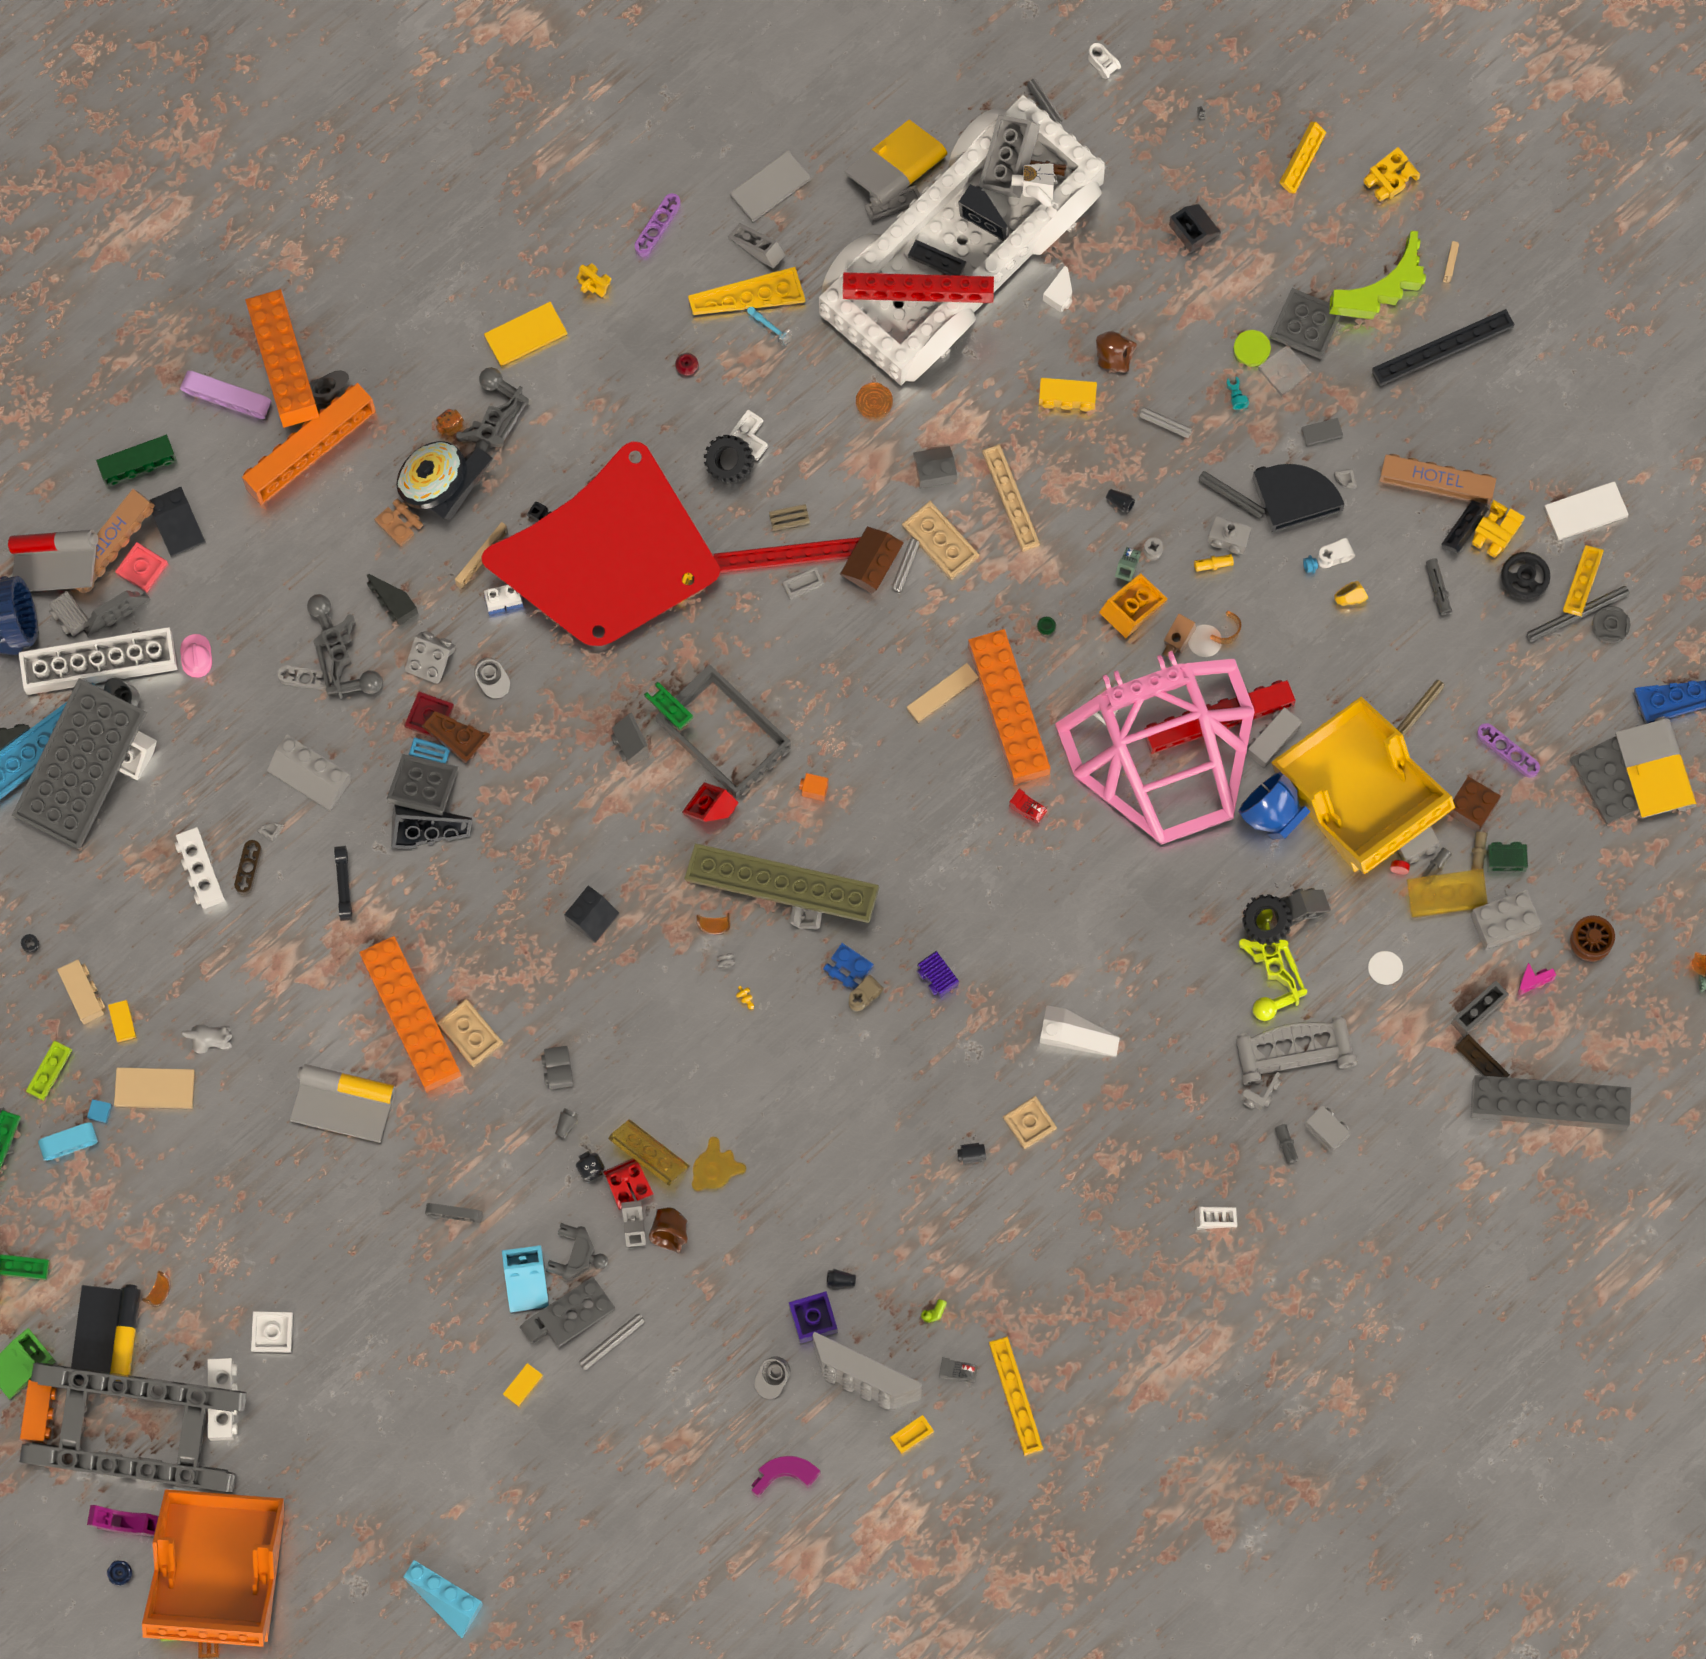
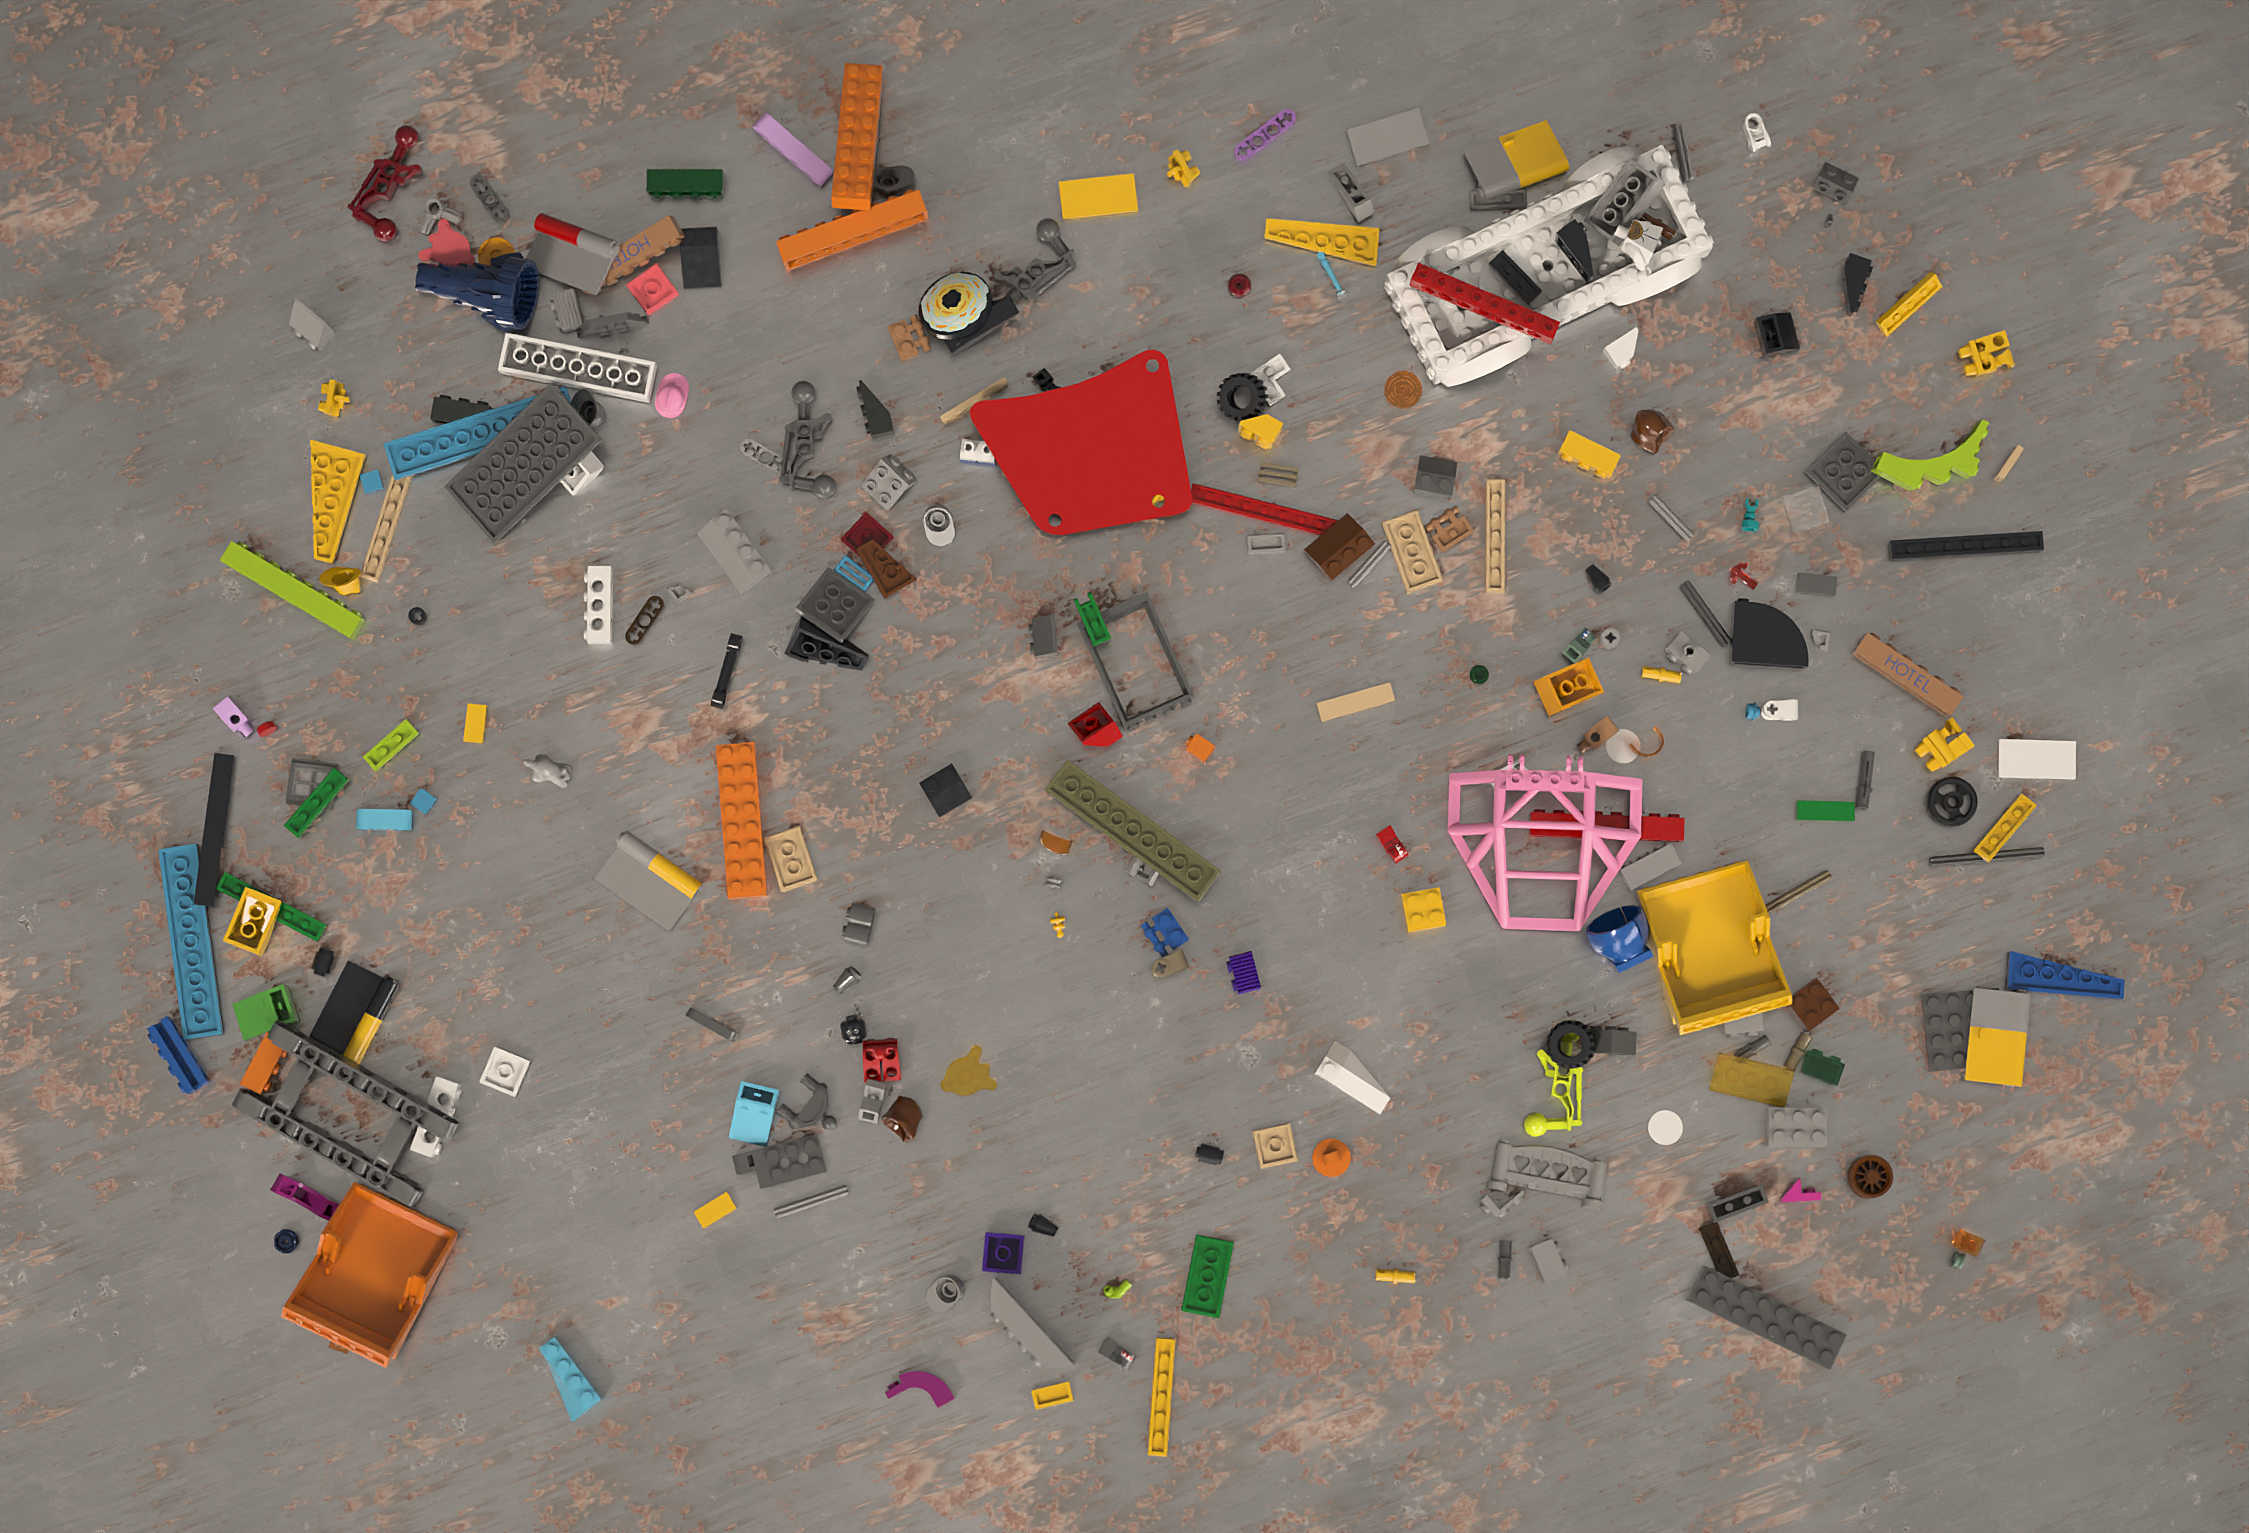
camera: 20 degrees right, 10 degrees up
(58, 1295) = (323, 962): none -> black brick
(81, 991) = (448, 681): tan brick -> none
(154, 1088) = (481, 799): tan tile -> none
(159, 1291) = (415, 993): clear orange helmet -> none
(449, 422) = (992, 258): clear orange head -> none
(649, 1152) = (912, 1039): clear yellow tile -> none
(758, 481) = (1262, 429): none -> yellow slope
(970, 511) = (1451, 534): none -> medium nougat plate
(1009, 707) = (1412, 741): orange brick -> none
(1014, 1267) = (1207, 1276): none -> green tile
(1080, 854) = (1423, 910): none -> yellow brick
(1086, 1113) = (1331, 1157): none -> orange tile
(1190, 1198) = (1395, 1275): none -> yellow pin
(1193, 78) = (1835, 183): none -> dark grey bracket
(1199, 1217) = (1394, 1302): white slope -> none
(1244, 155) = (1853, 279): none -> black slope
(1244, 447) = (1735, 571): none -> clear red piece
(1252, 348) = (1783, 475): lime tile -> none
(1351, 594) = (1778, 755): yellow rock -> none
(1400, 867) = (1717, 1037): tile -> none
(1413, 628) = (1825, 810): none -> green tile
(1465, 526) = (1914, 731): black plate -> none
(1506, 752) = (1863, 965): medium lavender beam -> none
(1611, 624) = (2014, 879): dark grey tile -> none

